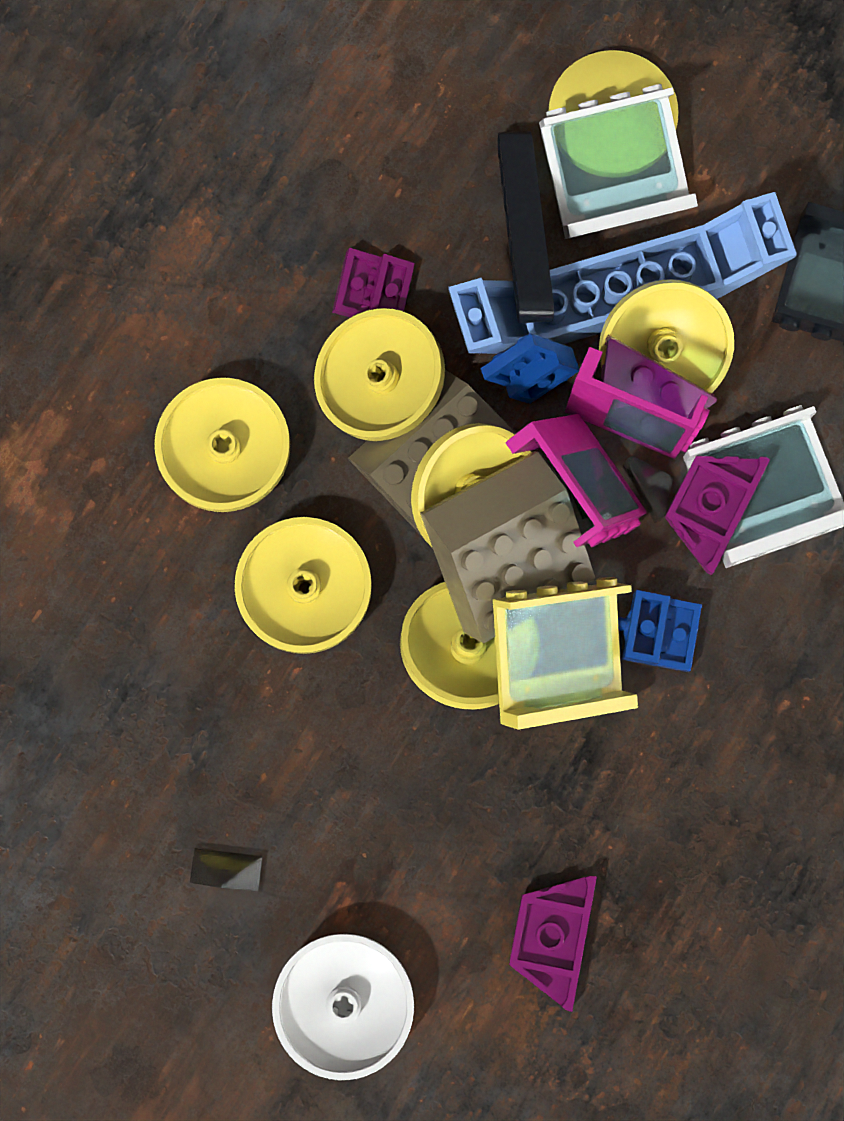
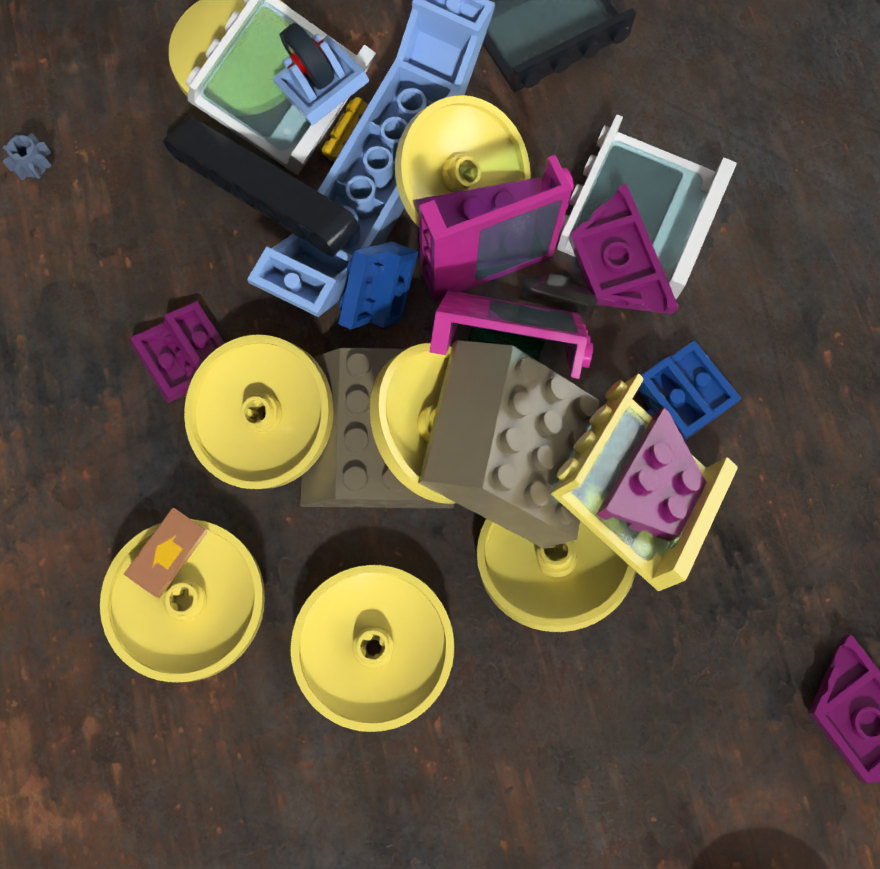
camera: 50 degrees left, 5 degrees down
(239, 406) = (165, 553): none -> nougat tile
(393, 59) = (26, 156): none -> sand blue gear
(572, 662) = (656, 483): none -> wing
(627, 237) = (344, 128): none -> yellow axle
(637, 188) = (316, 73): none -> light blue plate

